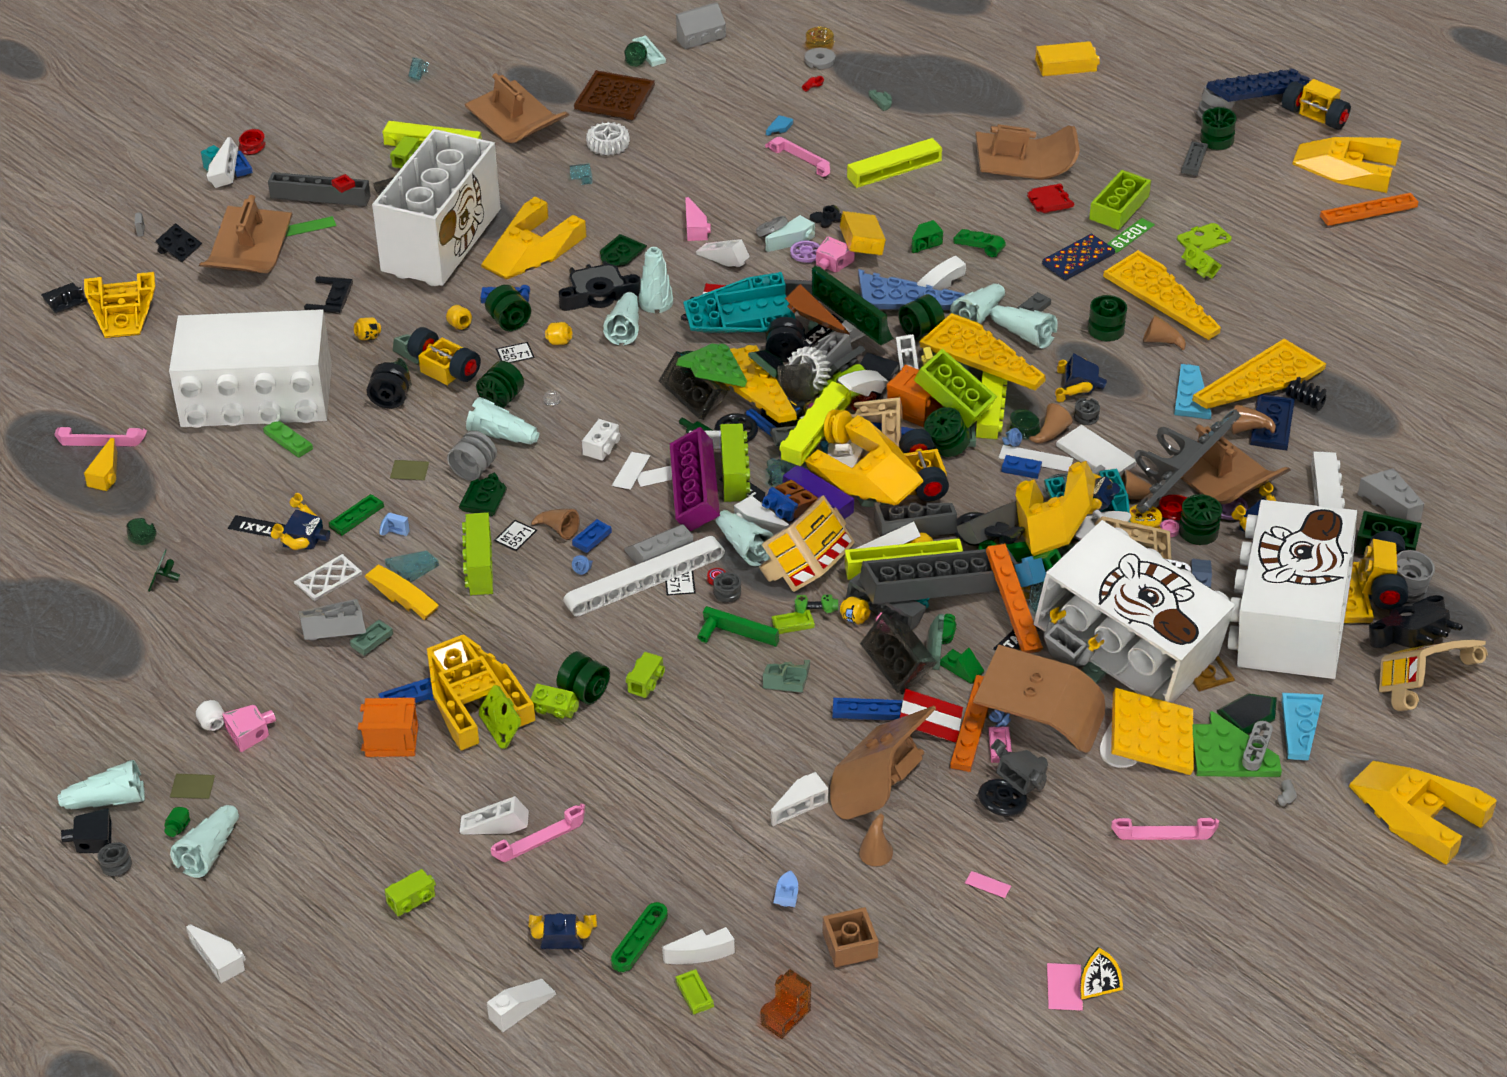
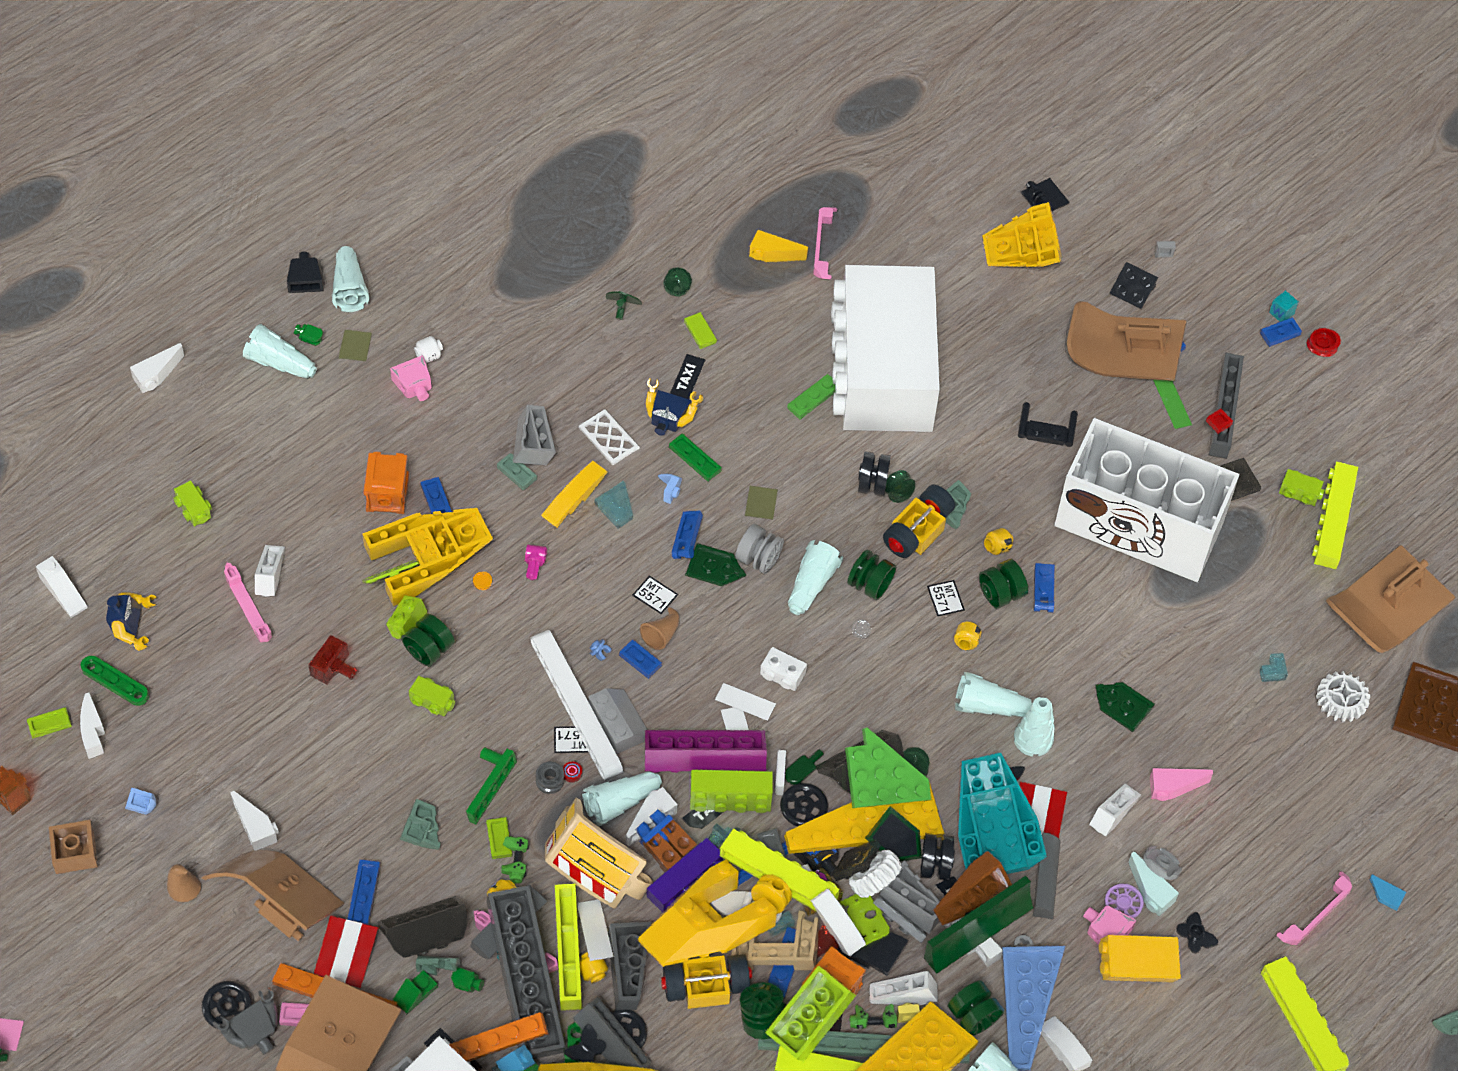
camera: 90 degrees right, 15 degrees up
(114, 859) = (272, 292): dark grey wheel -> none
(200, 518) = (700, 330): none -> lime tile
(223, 165) = (1269, 314): white slope -> none
(367, 328) = (981, 457): yellow head -> none
(448, 510) = (687, 534): none -> blue plate
(475, 615) = (534, 557): none -> dark pink axle
(477, 554) = (611, 554): lime brick -> none
(503, 656) = (482, 580): none -> light orange piece
(523, 249) = (1130, 606): yellow wedge -> none
(596, 282) = (1059, 669): black piece -> none
(609, 754) = (331, 660): none -> clear red brick
(927, 236) = (1148, 1038): green slope -> none
(988, 884) = (127, 981): bright pink sticker -> none

